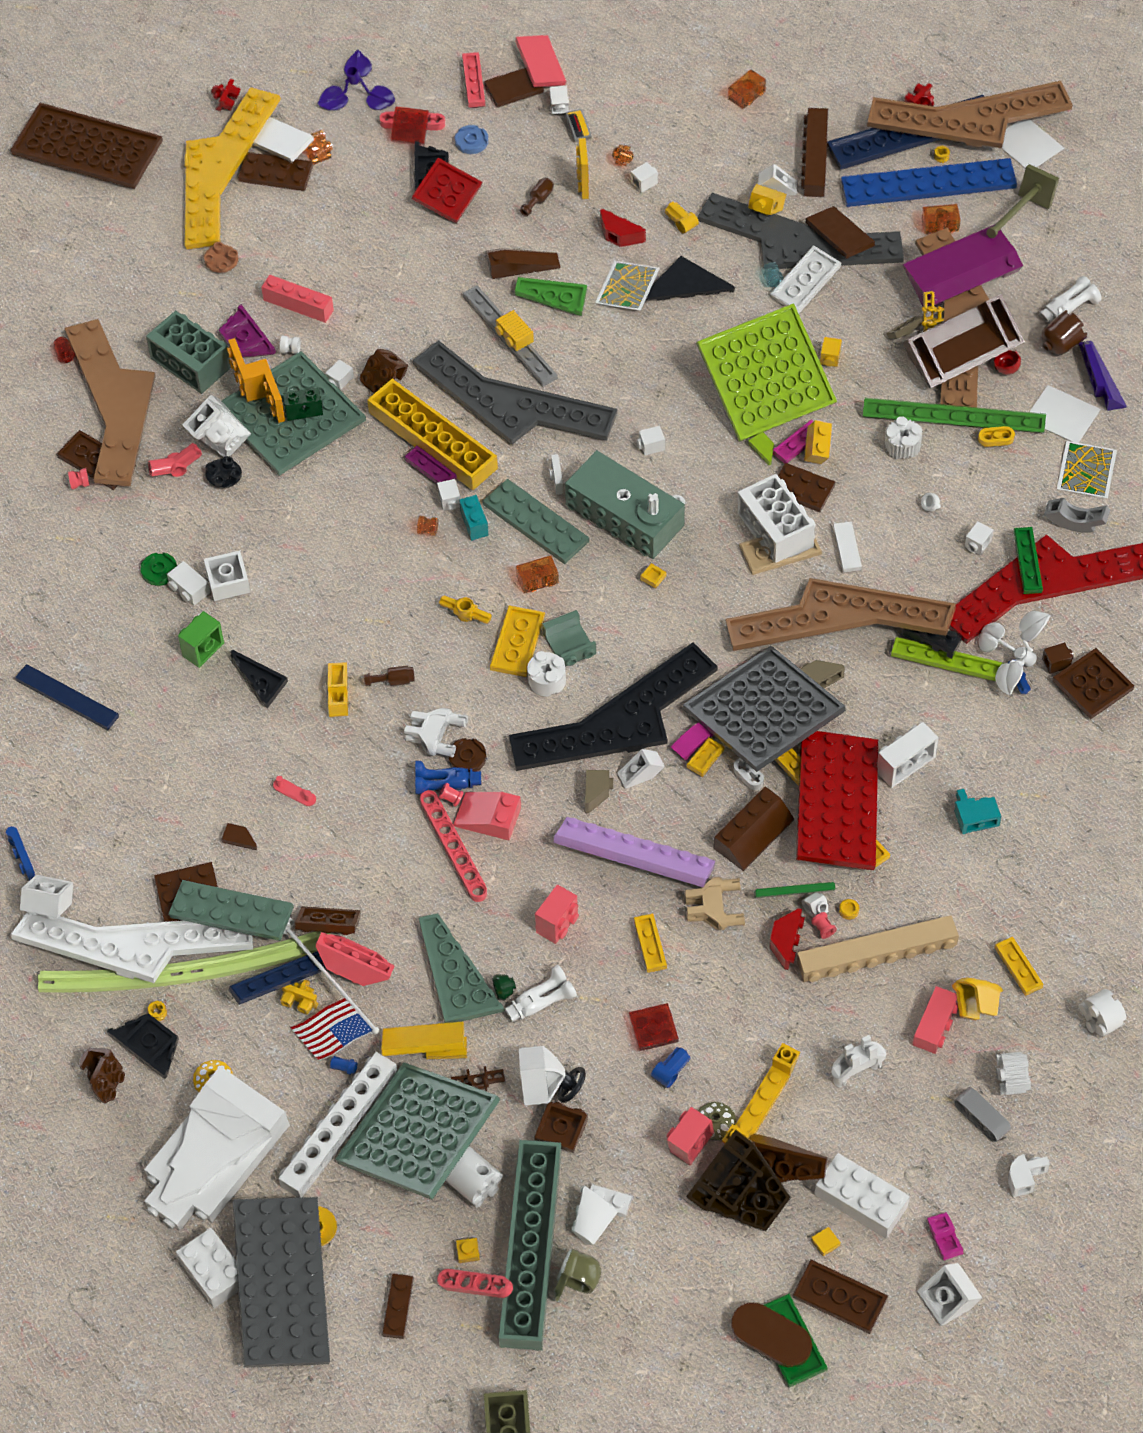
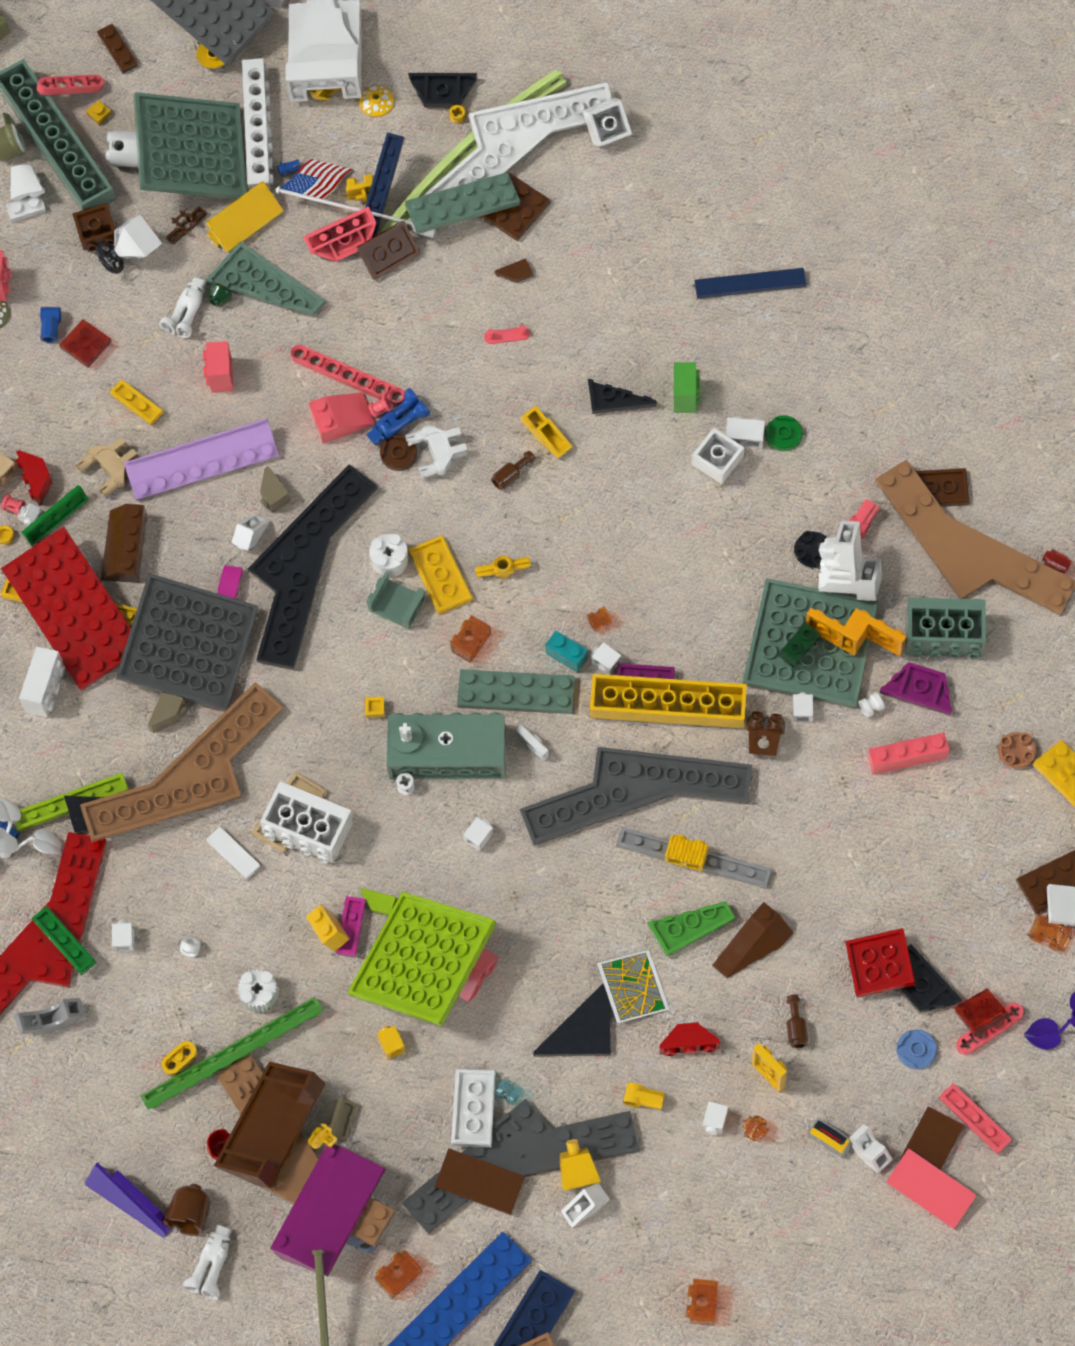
camera: 145 degrees right, 10 degrees up
(20, 852) = (662, 146): blue plate -> none
(78, 478) = (923, 457): coral wheel -> none
(102, 1072) = (445, 46): reddish brown piece -> none
(705, 757) = (208, 575): yellow plate -> none
(809, 488) = (314, 885): reddish brown plate -> none
(815, 152) = (577, 1270): reddish brown brick -> none
(1065, 414) = (138, 1133): white sticker -> none
(1086, 469) = (77, 1086): sticker -> none

